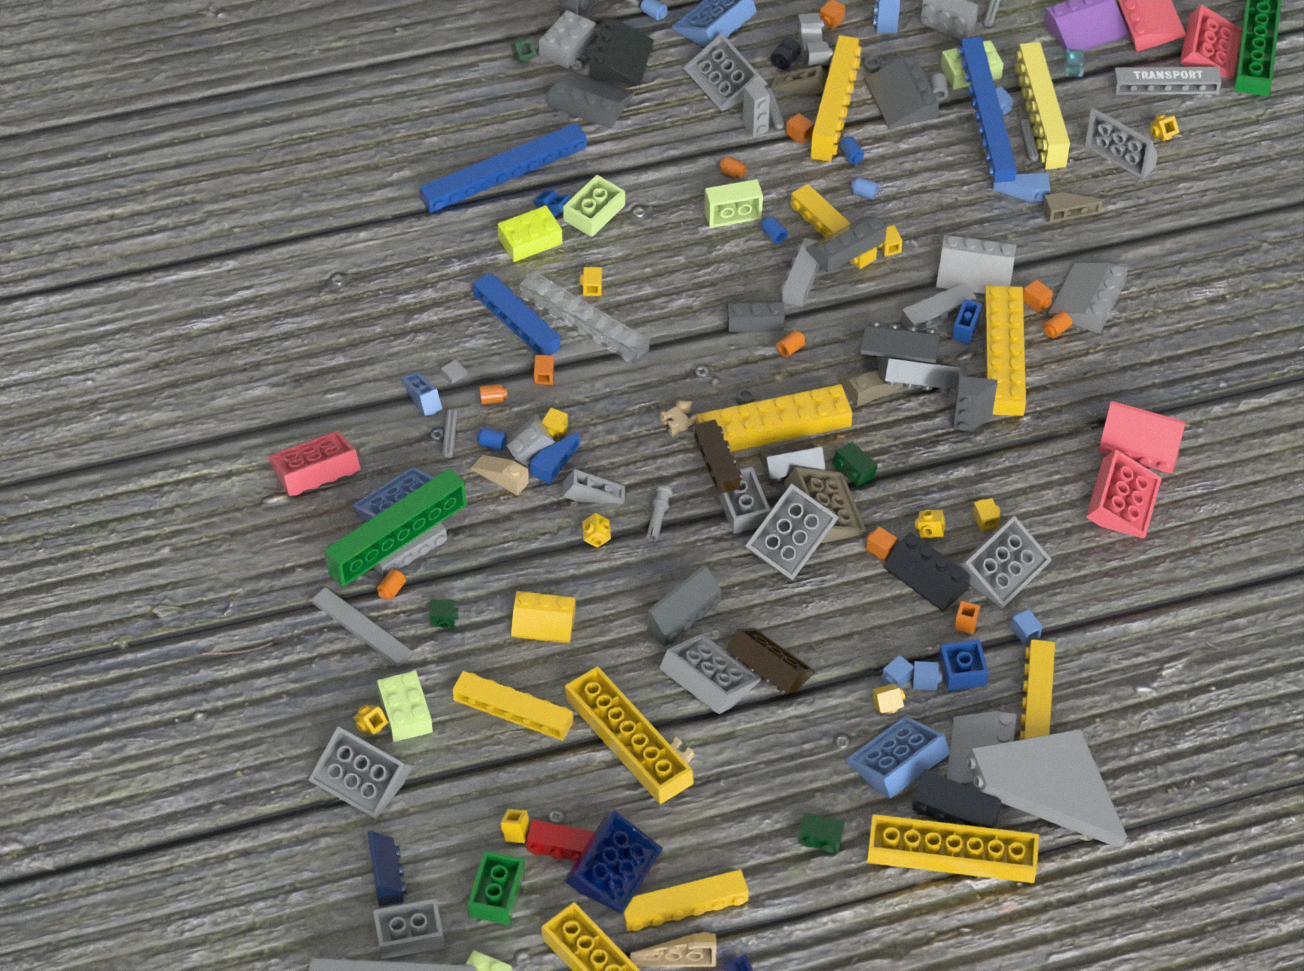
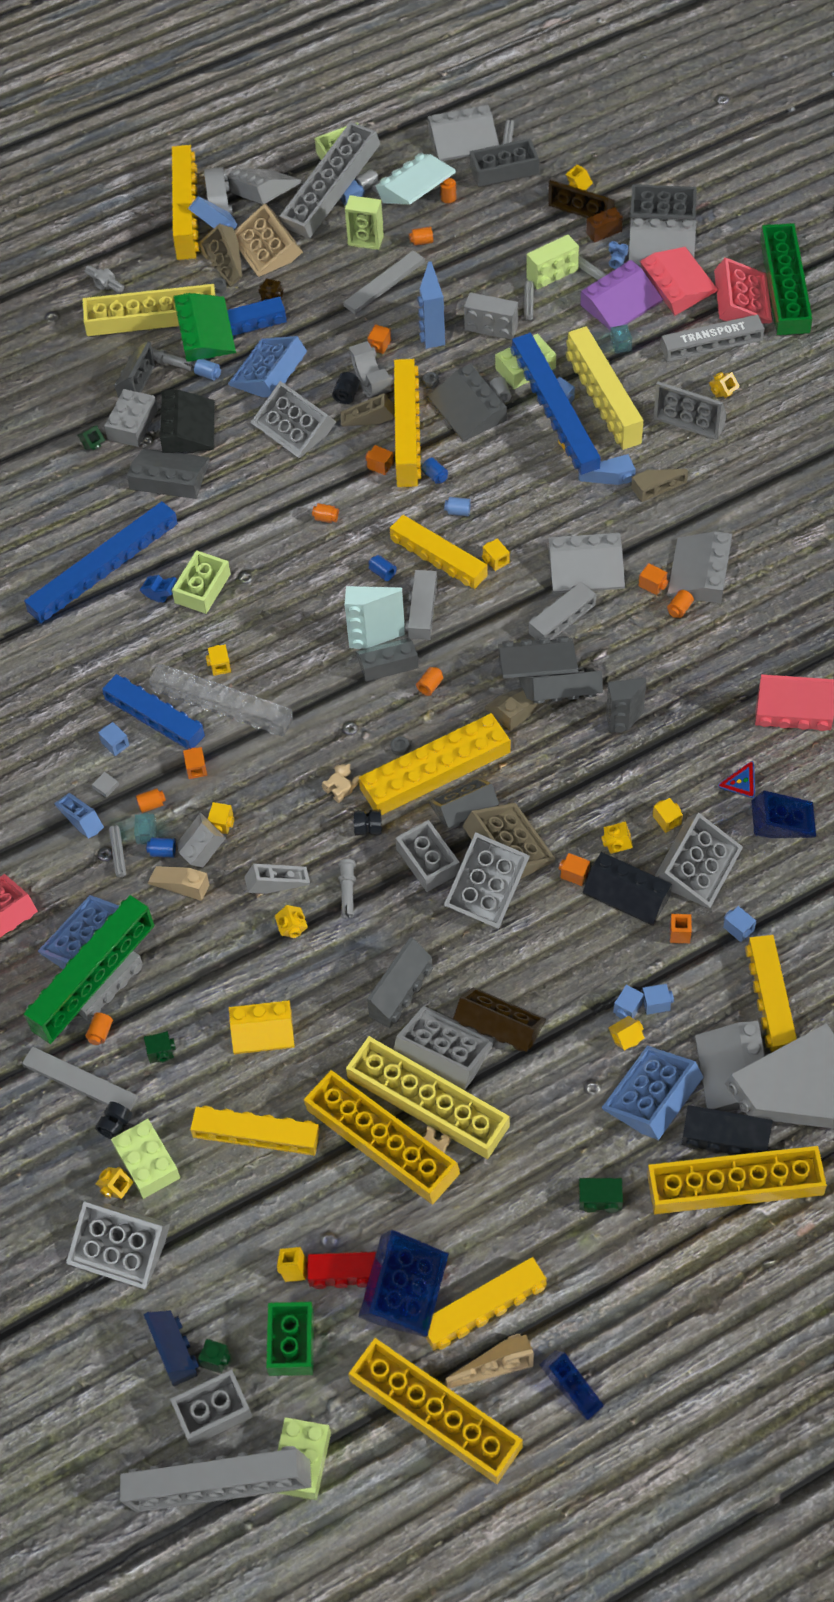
camera: 10 degrees left, 5 degrees up
(386, 665) = (115, 1118): none -> black wheel
(423, 886) = (214, 1356): none -> dark green brick
(472, 331) = (113, 738): none -> medium blue brick
(480, 417) = (145, 828): none -> clear light blue brick
(529, 233) = (145, 624): neon yellow brick -> none
(553, 458) = (228, 854): blue slope -> none
(682, 712) = (428, 1097): none -> light yellow brick
(691, 458) = (367, 822): none -> black wheel
(717, 457) = (392, 818): dark brown brick -> none
(733, 203) = (336, 550): yellowish green brick -> none
(751, 269) = (373, 615): none -> light aqua slope
(756, 109) = (333, 450): light grey brick -> none
(775, 112) = (348, 445): light grey axle -> none
(848, 242) = (458, 566): dark grey slope -> none
(854, 464) = (526, 792): dark green brick -> none
(963, 665) = (691, 979): blue brick -> none
(967, 321) = (593, 620): blue brick -> none
(1005, 347) = (637, 638): yellow brick -> none
(1029, 140) = (600, 424): light grey axle -> none
(1068, 499) = (741, 781): none -> piece
(1098, 540) = (782, 816): none -> clear blue slope
(1123, 495) = (793, 762): coral slope -> none

